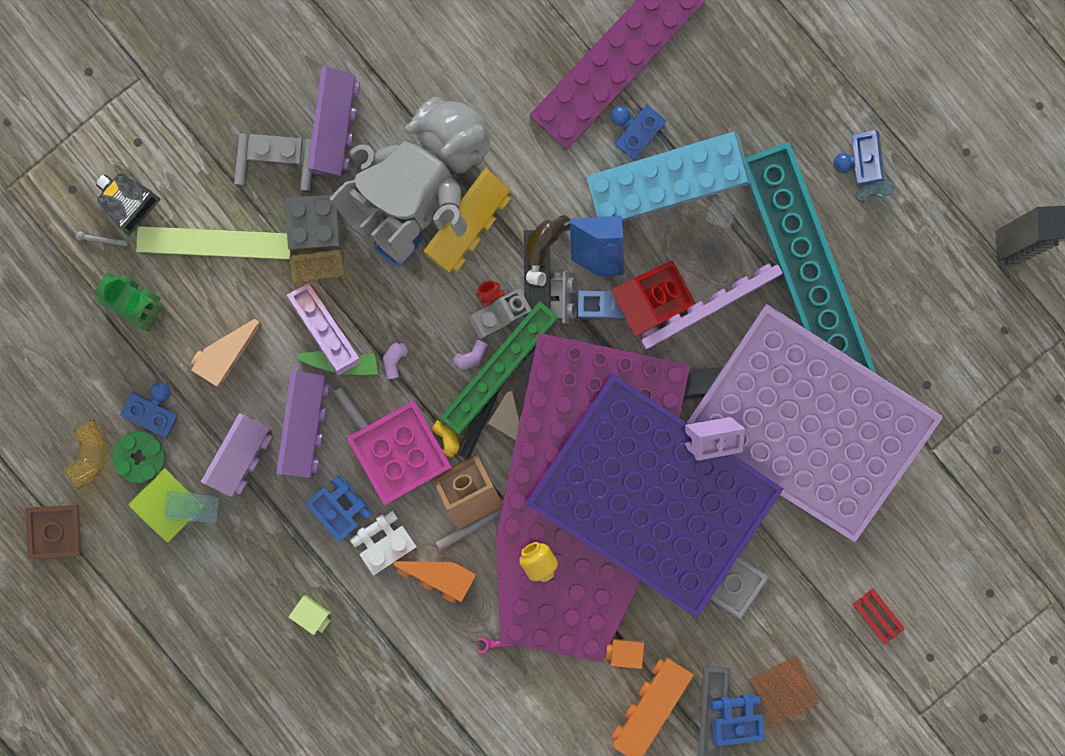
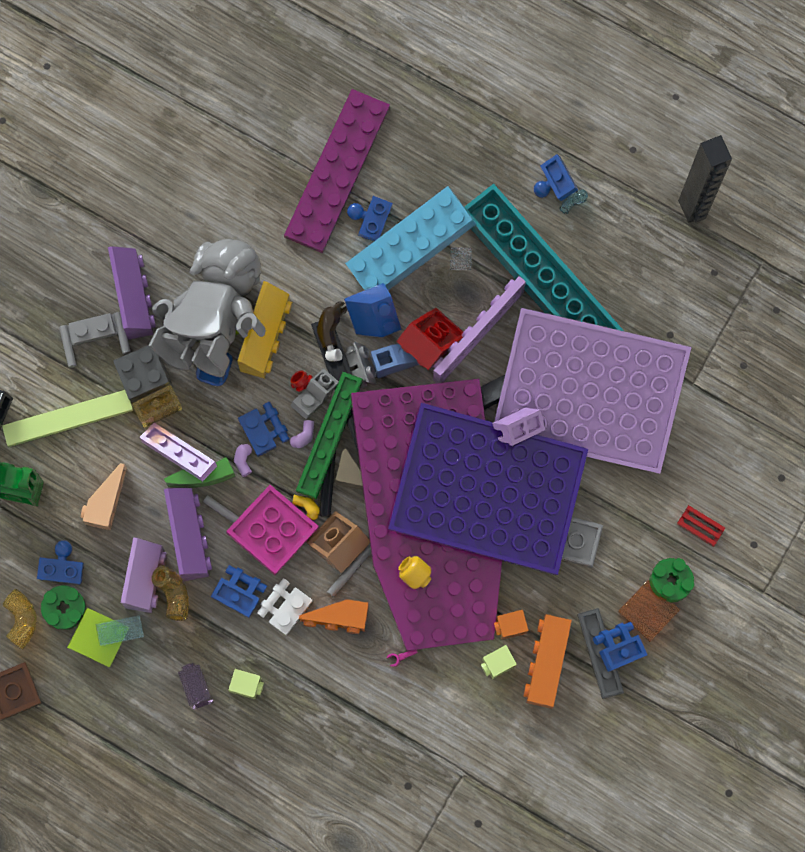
camera: 20 degrees left, 10 degrees down
(253, 600) = (195, 686): none -> clear purple hips
(267, 485) = (175, 592): none -> clear yellow cylinder
(421, 335) = (257, 432): none -> blue plate
(596, 690) = (498, 662): none -> yellowish green brick
(837, 663) = (665, 589): none -> green plate

